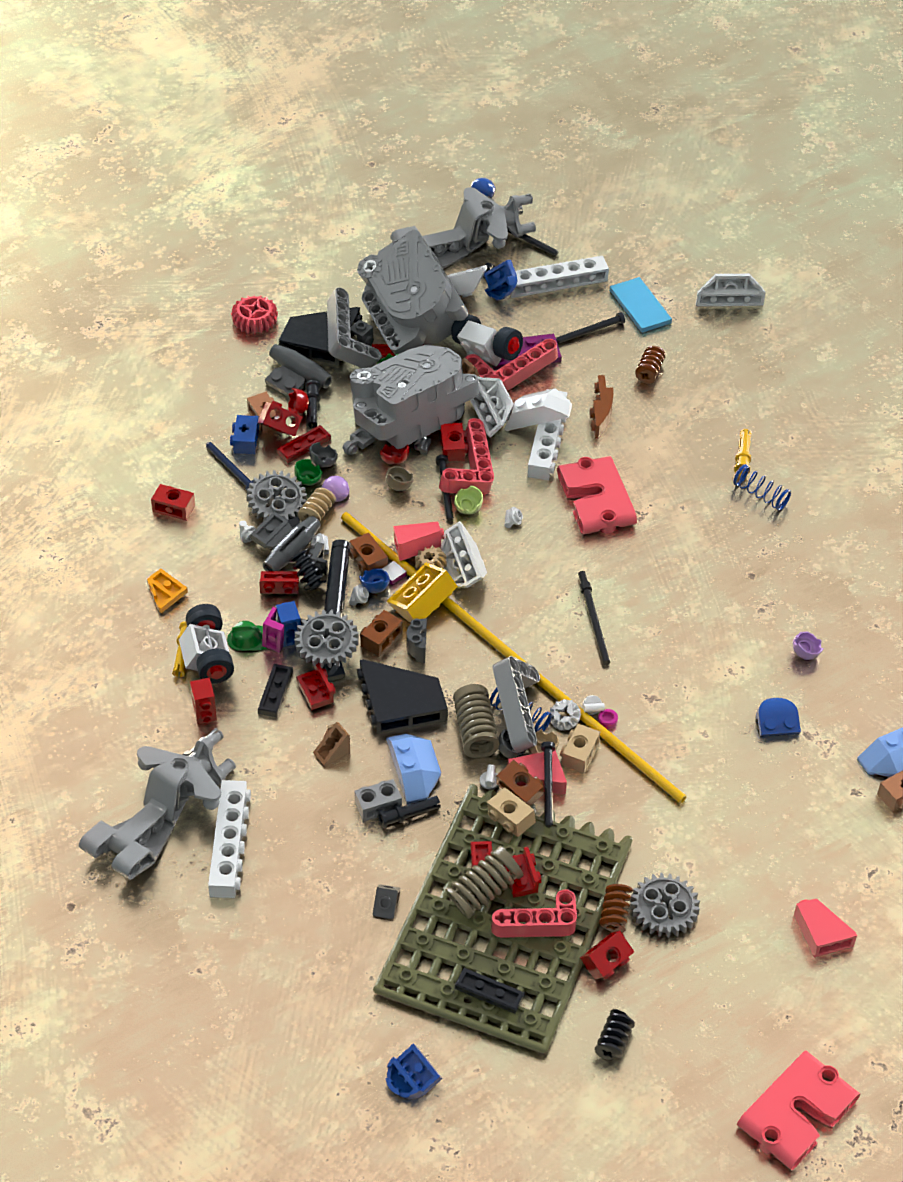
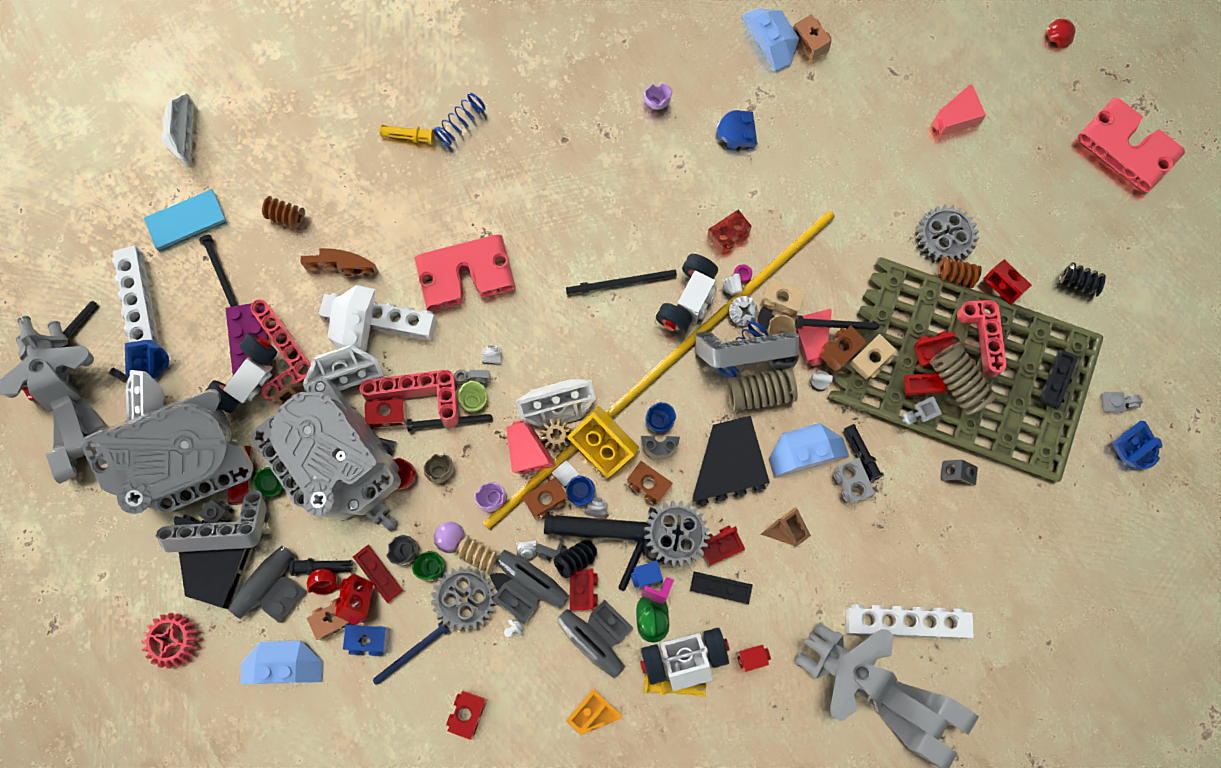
camera: 85 degrees left, 25 degrees up
(228, 384) = (281, 663): none -> light blue wedge
(237, 591) = (597, 636): none -> dark grey plate
(369, 514) = (490, 497): none -> lavender hair
(447, 641) = (660, 417): none -> blue hair
(450, 856) = (926, 410): none -> light grey plate
(466, 1063) = (1116, 403): none -> light grey plate
(489, 495) = (480, 376): none -> light grey plate
(560, 732) = (764, 317): none -> black tile
(577, 666) = (694, 298): none -> brick
(654, 704) = (726, 228): none -> clear red brick

